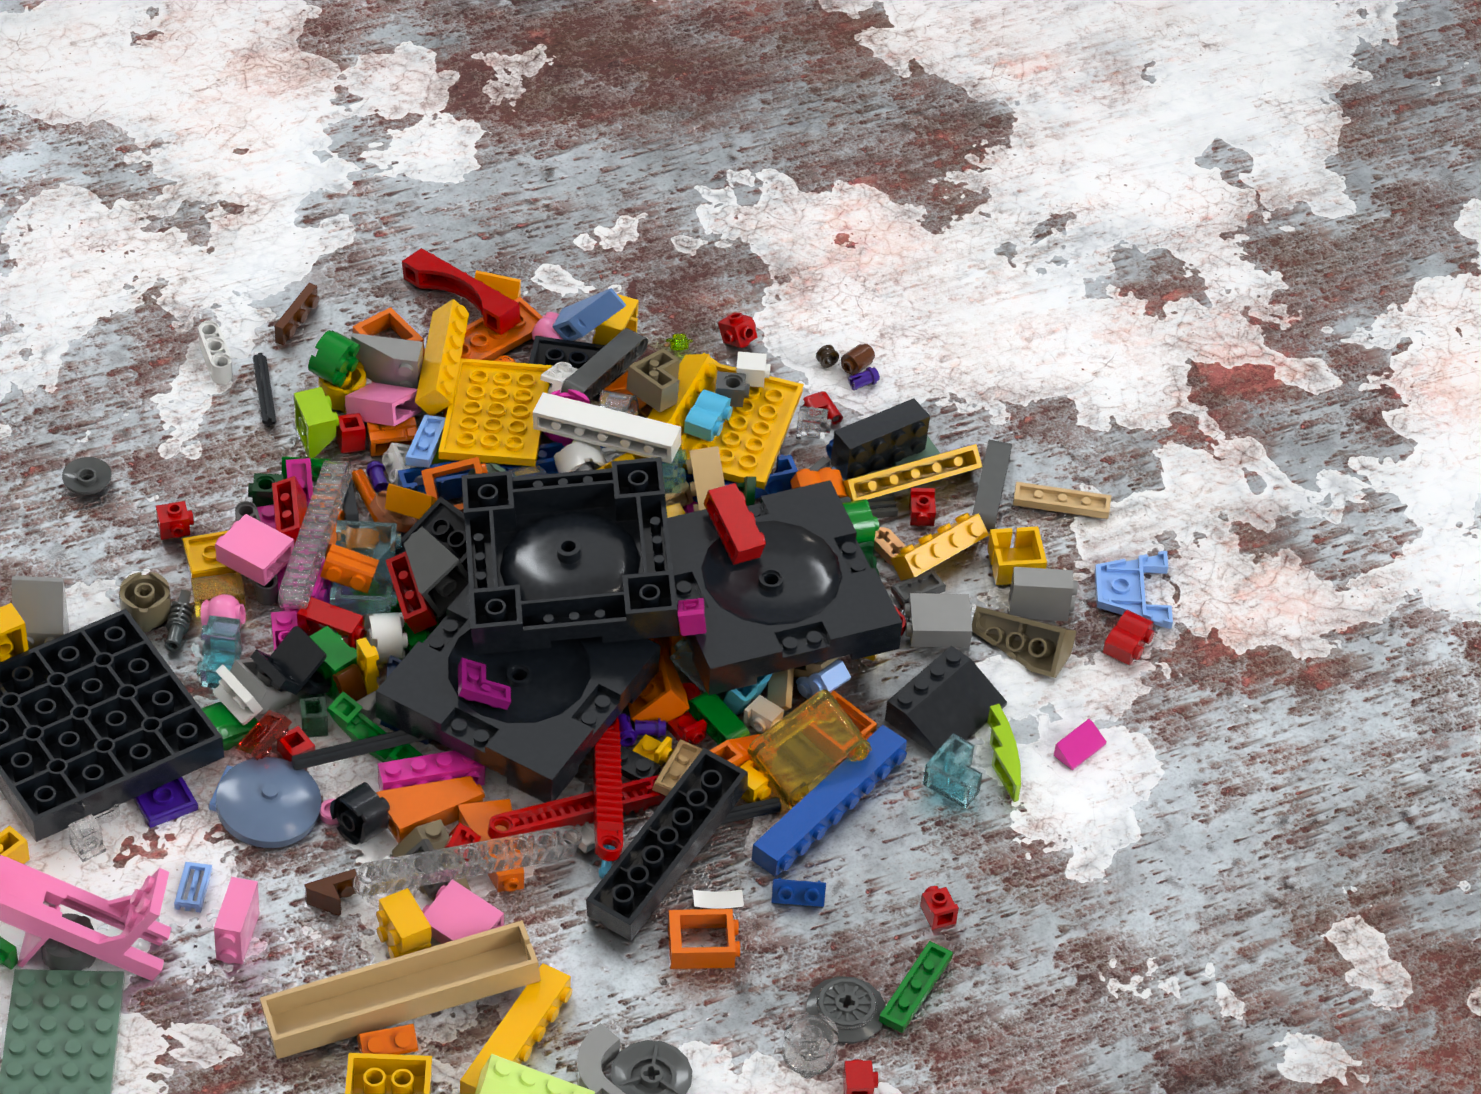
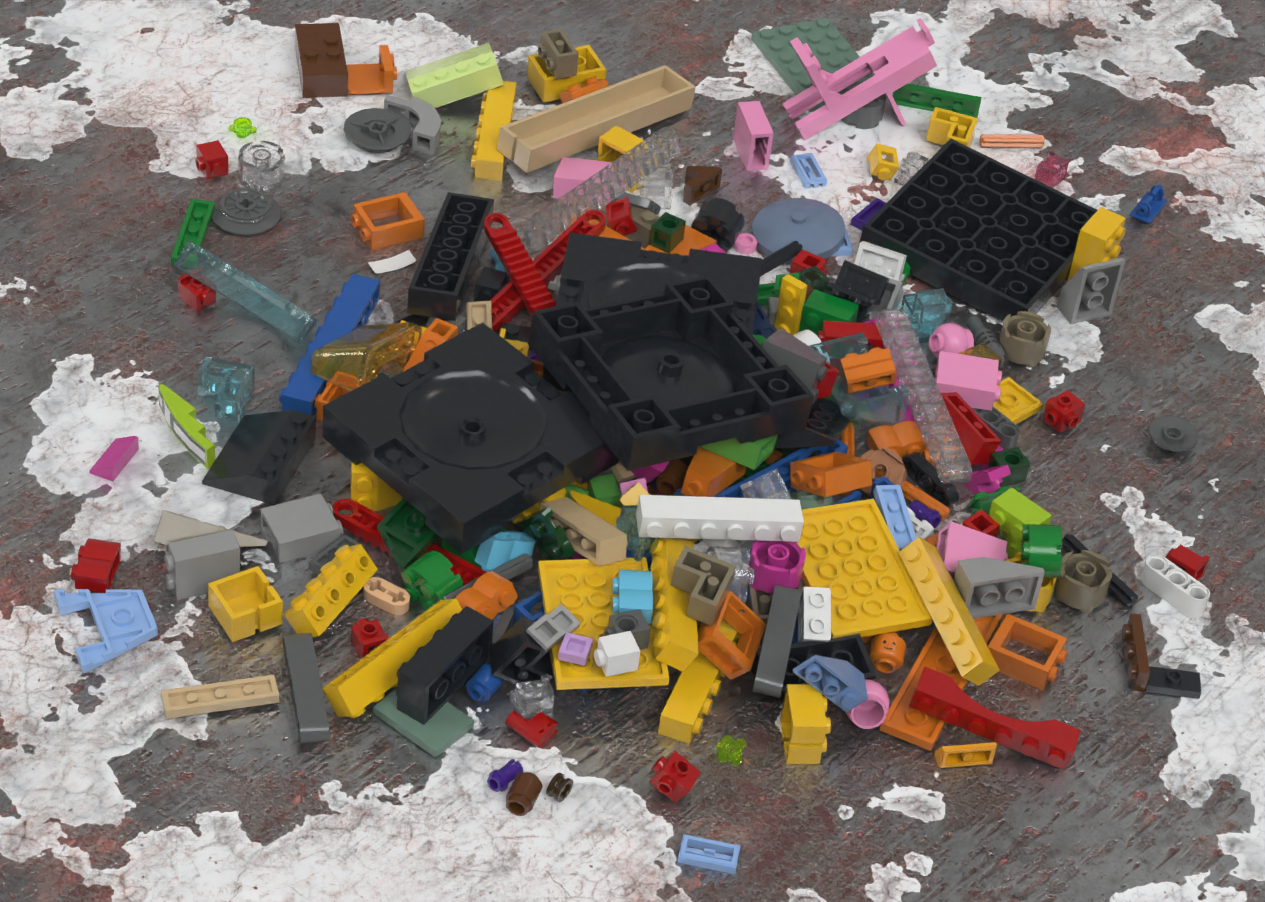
camera: 155 degrees right, 5 degrees down
(108, 859) = (880, 167): none -> yellow brick
(189, 364) = (1188, 561): none -> red brick
(260, 738) = (834, 250): clear red plate -> none
(279, 290) = (1174, 682): none -> black plate
(290, 371) = (1083, 580): none -> dark tan brick
(405, 1058) = (558, 53): none -> dark tan brick
(407, 501) = (863, 446): light orange slope -> none
(429, 798) = (667, 232): none -> dark green brick
(475, 687) = (672, 271): magenta plate -> none
(635, 818) = (489, 284): none -> black brick
(692, 616) = (524, 338): dark pink slope -> none
(734, 523) = (532, 437): red brick -> none
(737, 289) = (708, 858): none -> light blue tile
(779, 391) = (575, 649): none -> lavender plate
(794, 407) = (552, 628): none -> light grey slope
(798, 892) = (314, 276): blue hinge -> none
(811, 430) = (518, 656): none -> black brick
(867, 871) = (246, 292): none -> clear light blue windscreen

